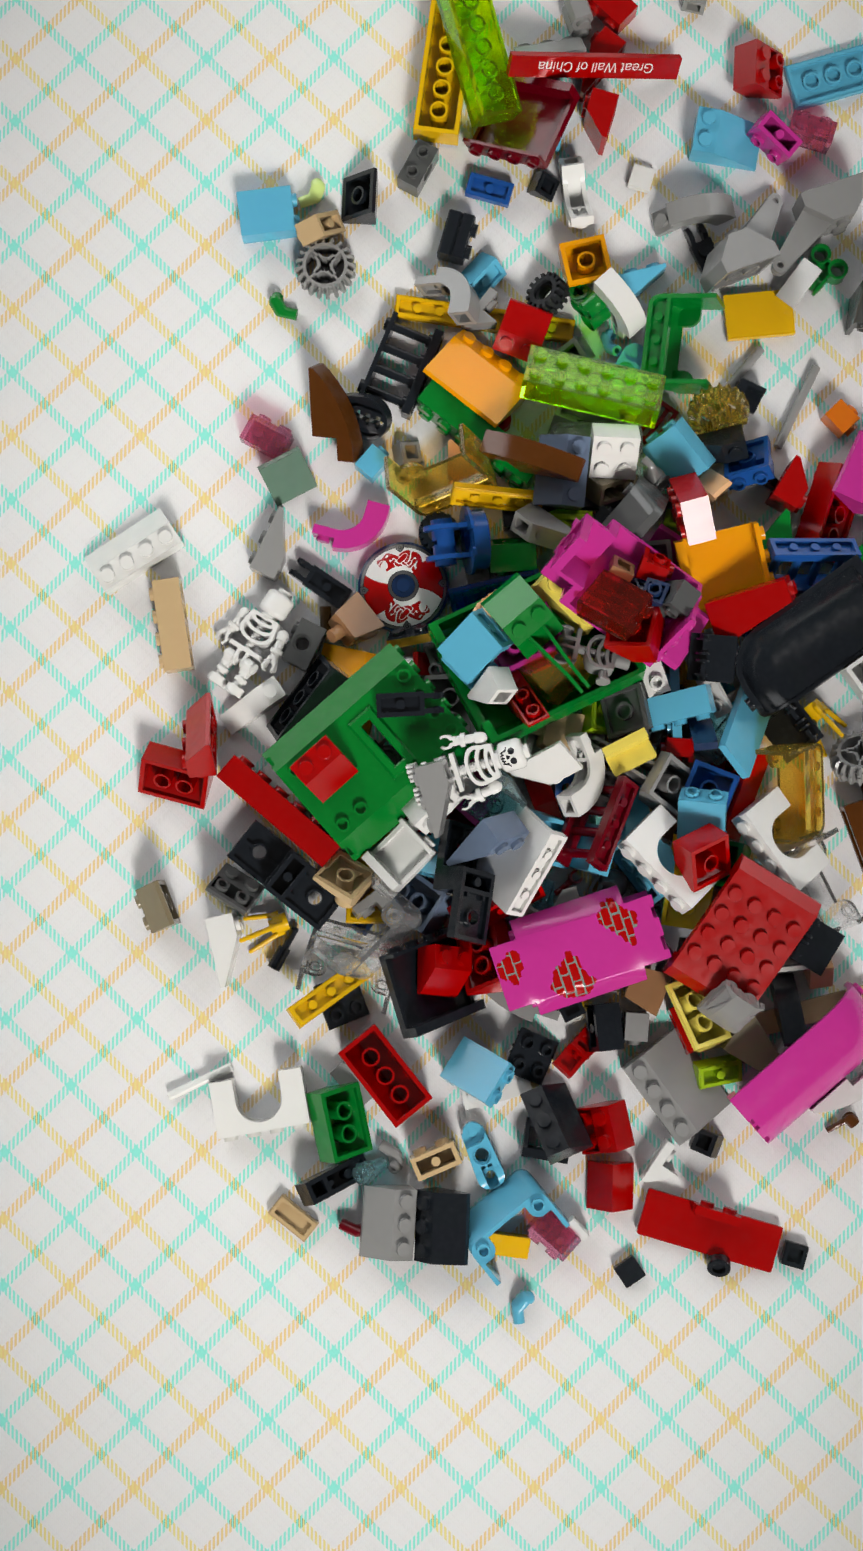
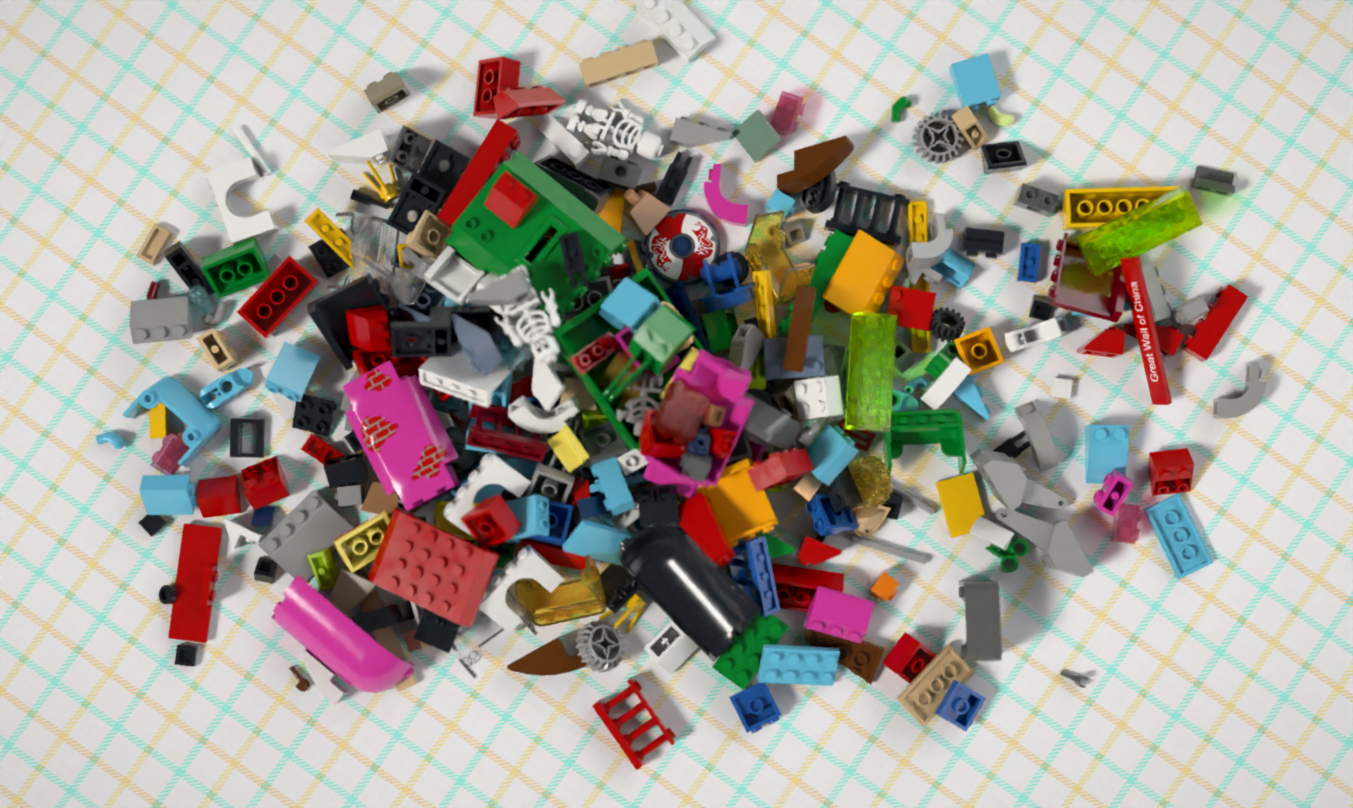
camera: 80 degrees right, 0 degrees up
(442, 1226) = (164, 363): black slope -> none
(494, 686) = (601, 327): white slope -> none
(556, 1121) = (262, 441): black slope -> none
(601, 1244) = (168, 494): none -> medium azure brick
(644, 1135) = (263, 516): none -> dark blue slope
(730, 1006) = (374, 566): light grey slope -> none
(759, 422) = (869, 519): none -> tan piece

